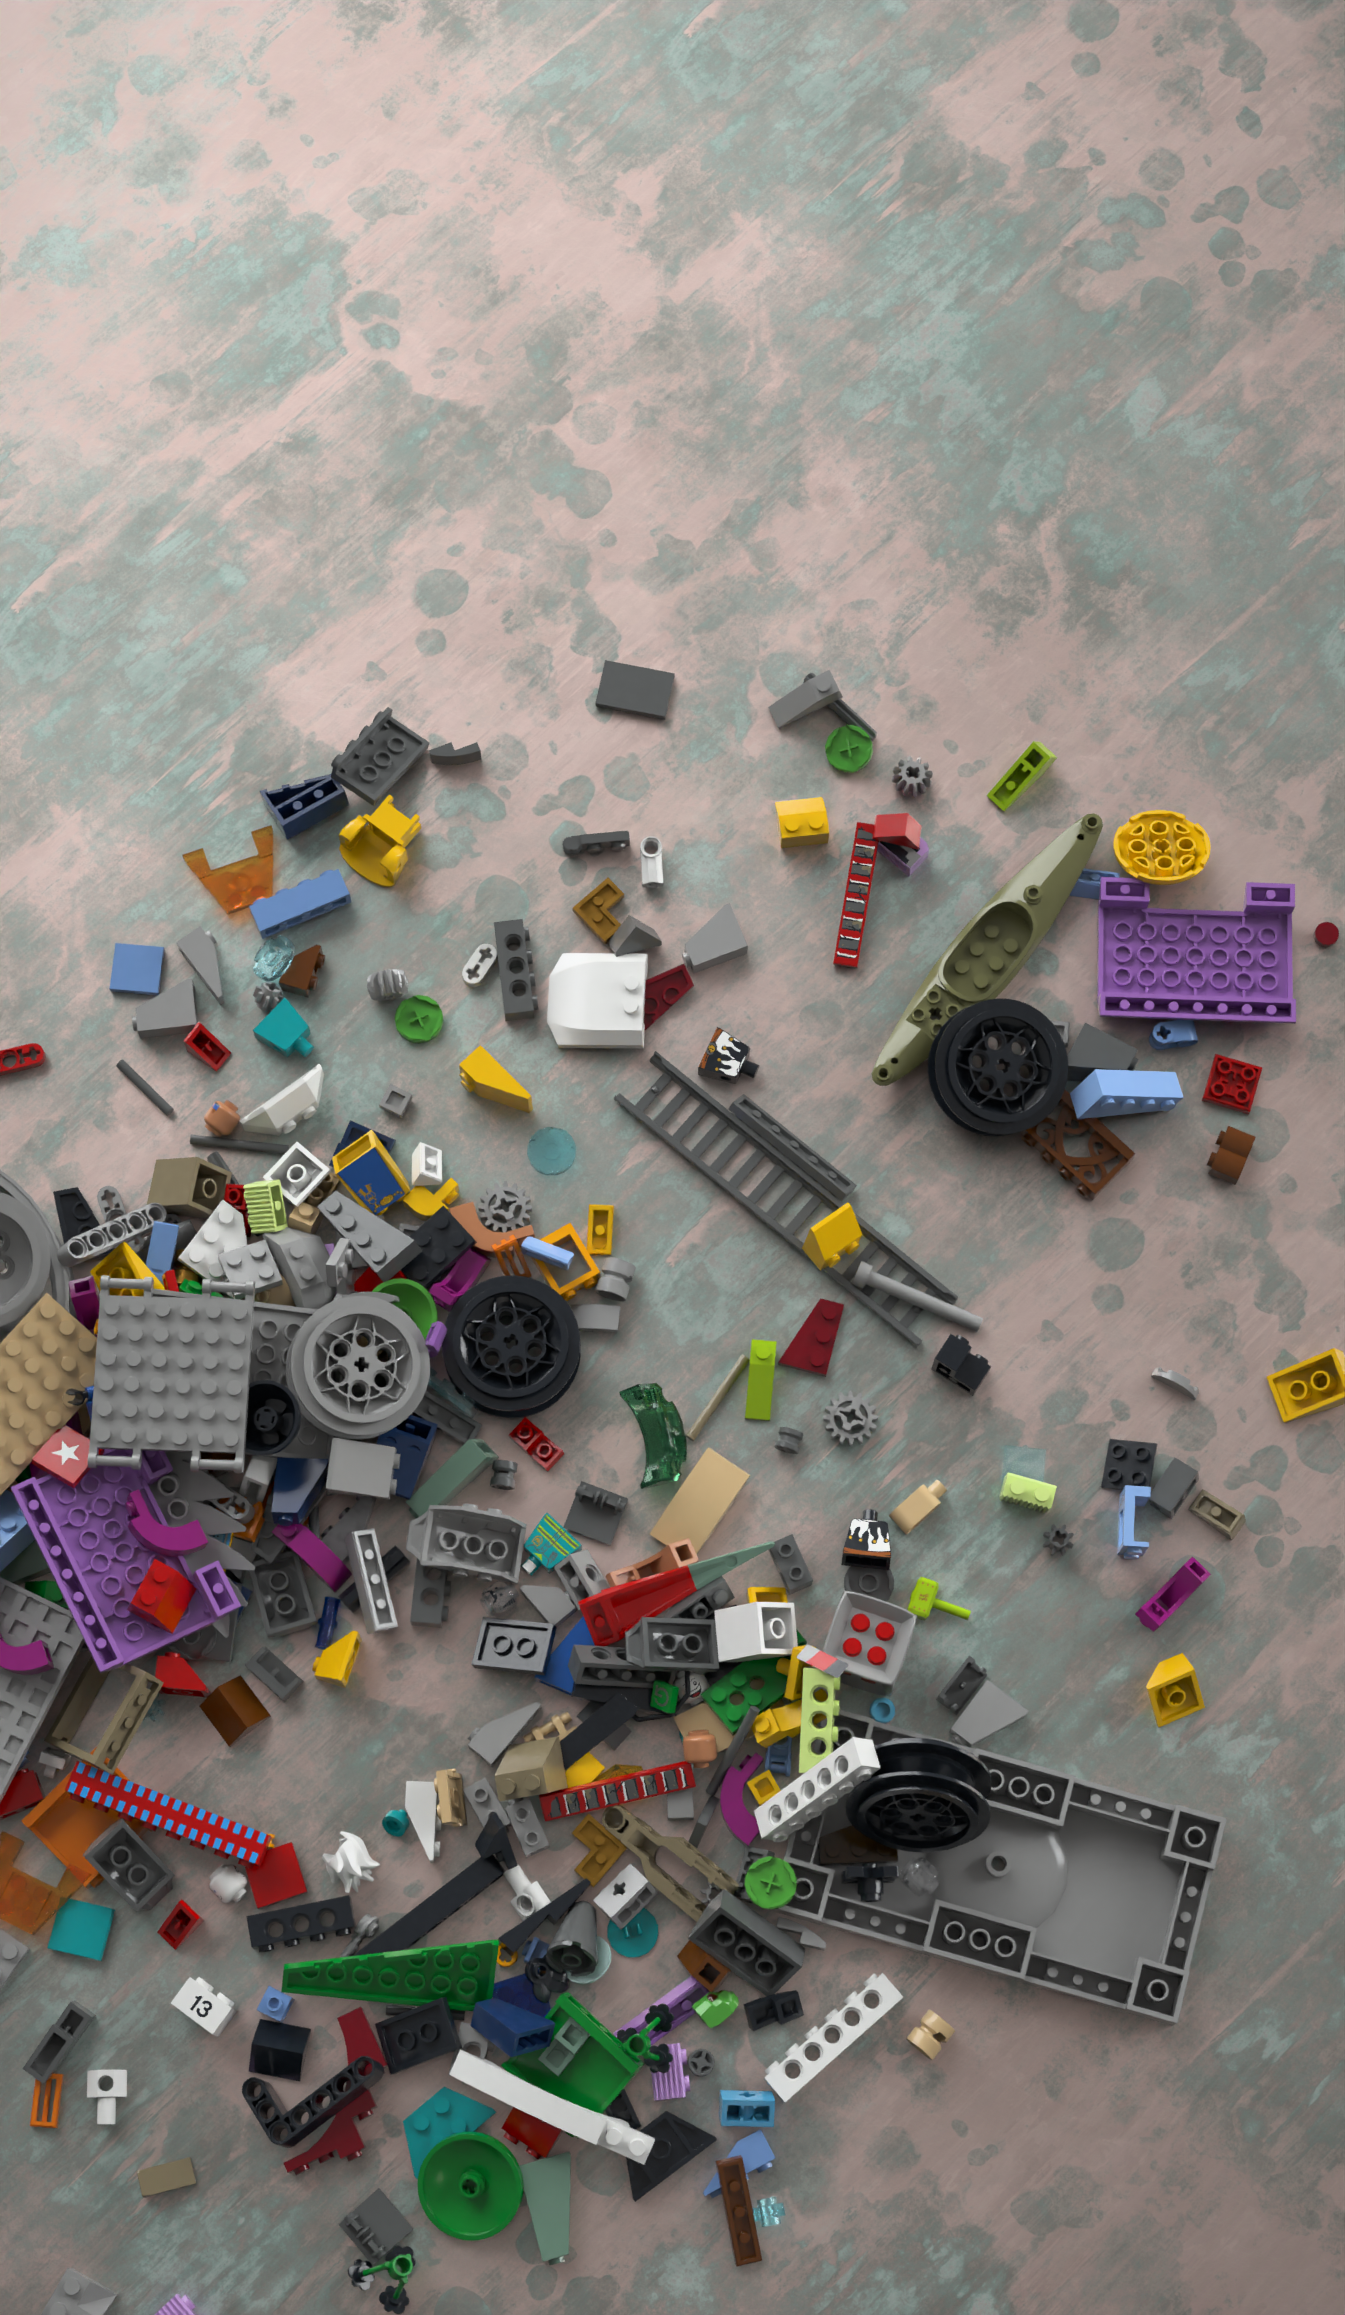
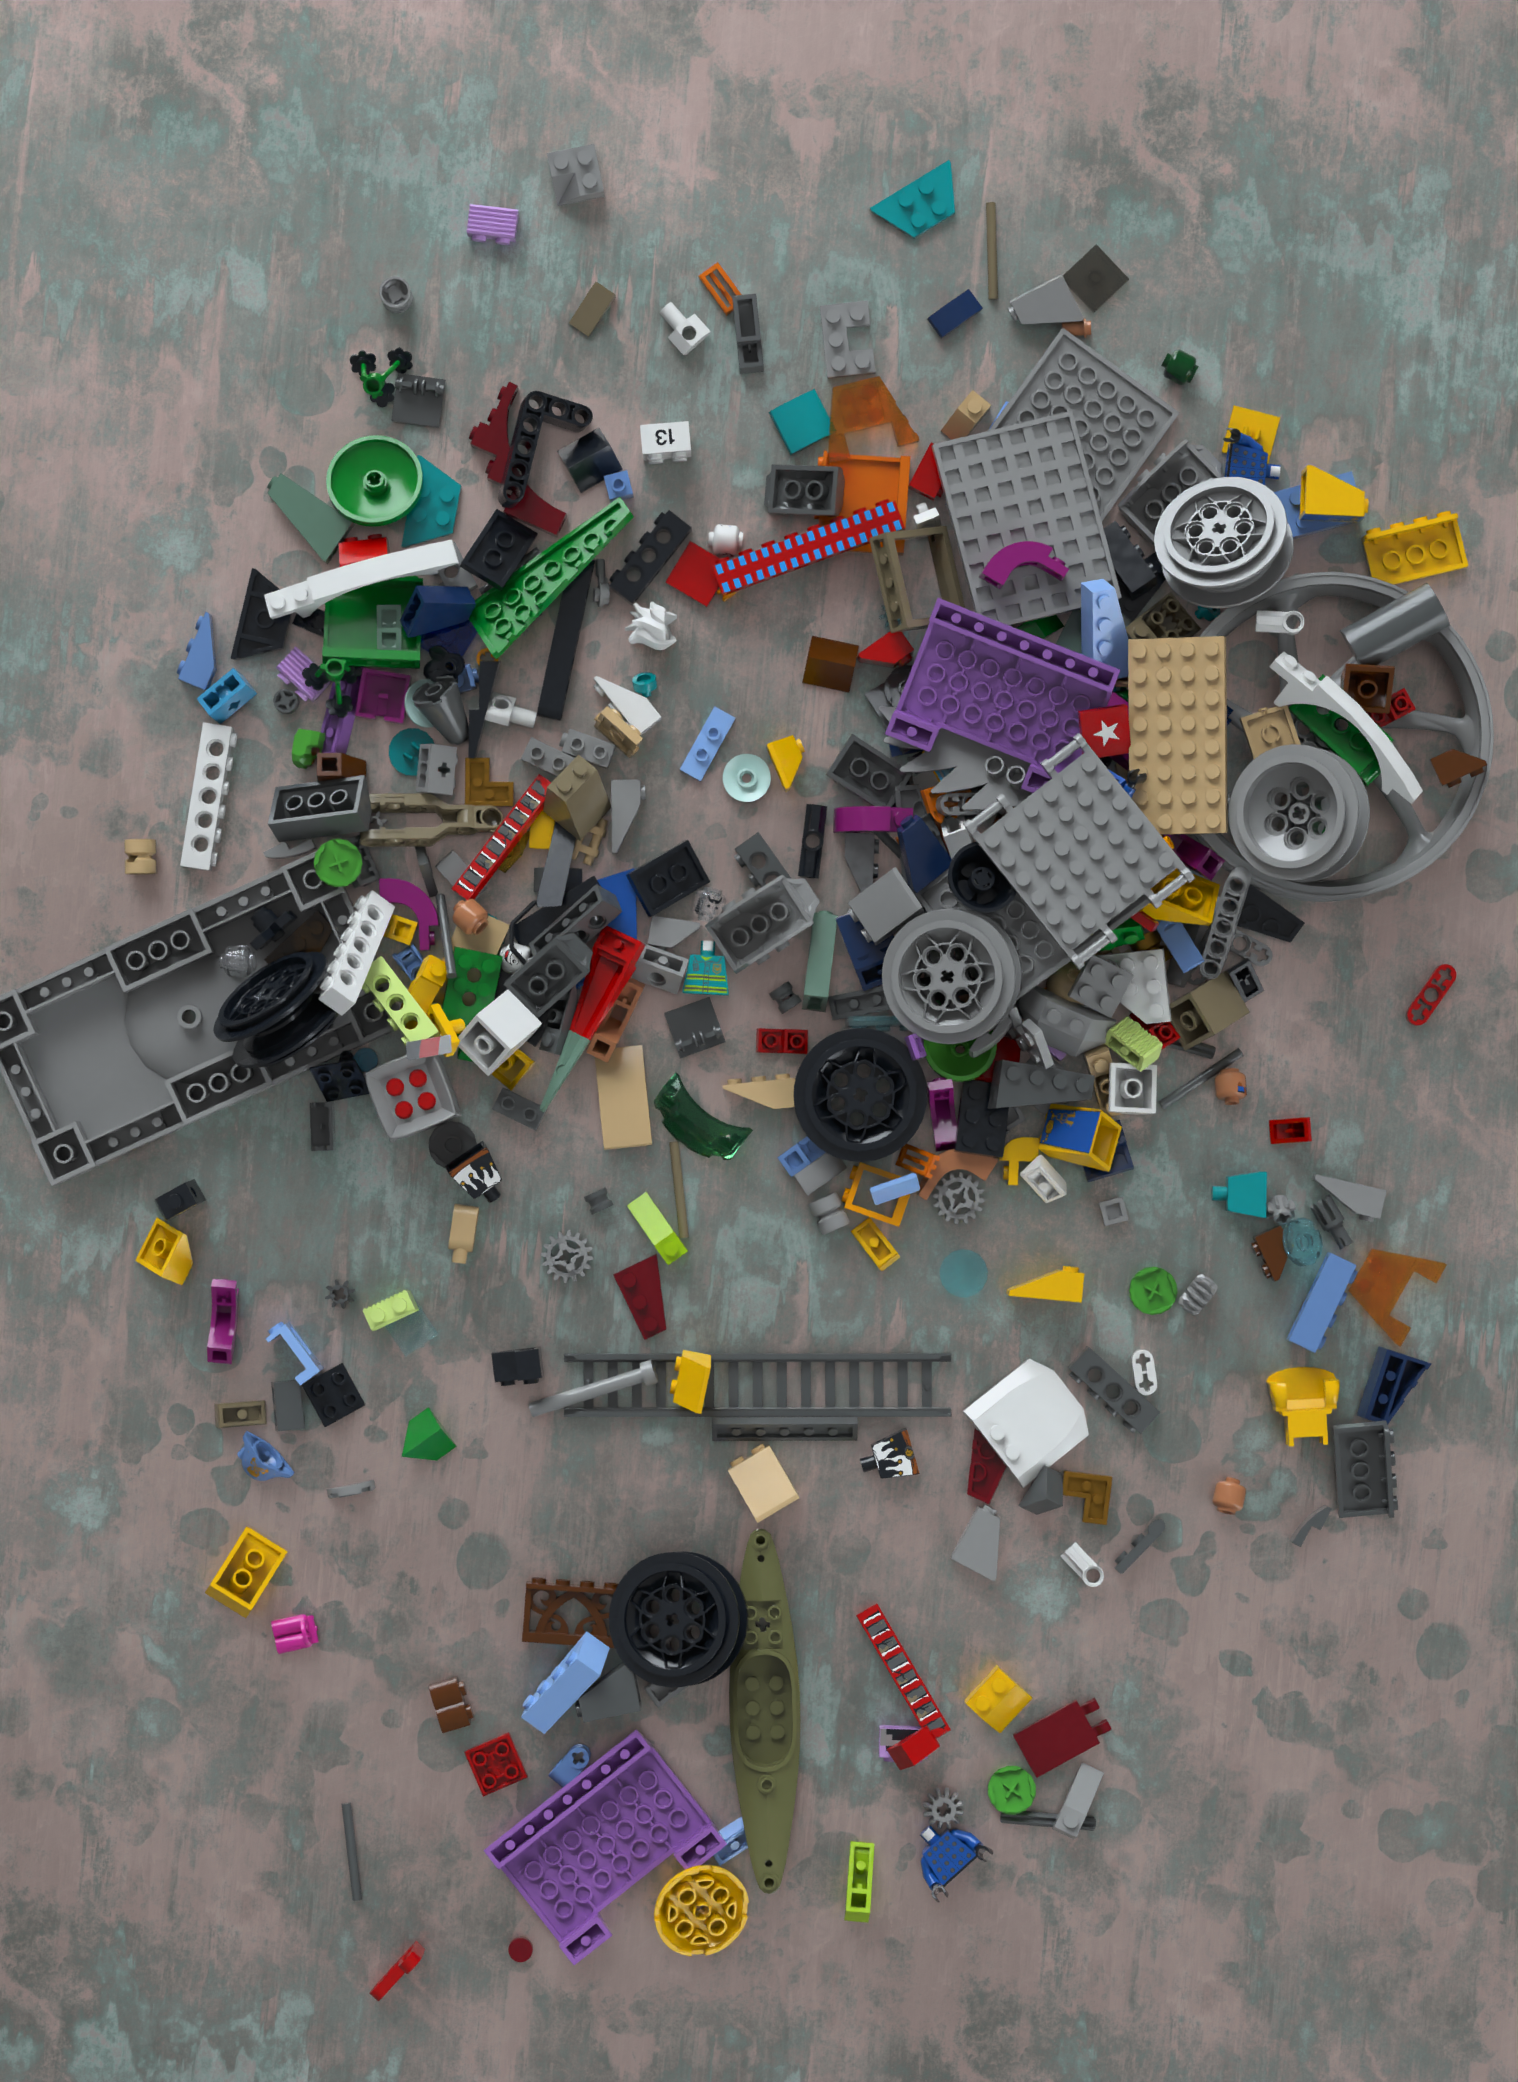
camera: 135 degrees right, 15 degrees up
(136, 1190) = (1245, 979): none -> black slope
(137, 969) = (1400, 1147): medium blue tile -> none
(144, 1087) = (1311, 1061): dark grey bar -> none
(160, 1538) = (985, 730): magenta arch -> none
(162, 1596) = (946, 690): red slope -> none
(168, 1013) = (1344, 1133): light grey slope -> none
(180, 1924) = (734, 484): red slope -> none
(238, 954) = (1333, 1224): none -> dark grey arm
(274, 1673) = (825, 713): dark grey hinge -> none
(288, 1106) = (1189, 1138): white wedge -> none
(327, 1622) = (818, 781): clear blue pin -> none
(370, 1581) = (811, 835): light grey slope -> none
(377, 1662) = (742, 765): none -> light aqua dish
(388, 1730) = (707, 743): none -> light blue plate
(495, 1841) = (561, 726): black slope -> none
(497, 823) = (1229, 1496): none -> nougat head
(578, 1408) = (771, 1093): none -> tan slope
(600, 1343) = (800, 1156): none -> medium blue slope
(617, 1997) = (382, 695): none -> magenta piece
(635, 689) = (1219, 1698): dark grey tile -> none
(664, 1696) = (526, 931): green tile -> none
(738, 2210) = (174, 622): reddish brown tile -> none
(768, 2211) = (153, 639): clear light blue gear -> none
(773, 2008) = (263, 786): black slope -> none
(777, 758) = (1060, 1736): none -> dark red tile
(844, 1118) = (763, 1482): none -> tan slope
(915, 1707) = (340, 1078): none -> black hinge
(924, 1599) = (401, 1166): lime piece -> none
(938, 739) = (948, 1856): none -> blue torso
(986, 1715) = (287, 1117): light grey slope -> none
(1081, 1372) = (426, 1438): none -> green slope
(1128, 1722) = (179, 1200): none -> black torso
(1228, 1461) = (262, 1460): none -> medium blue hat
(1311, 1308) = (294, 1633): none -> dark pink piece

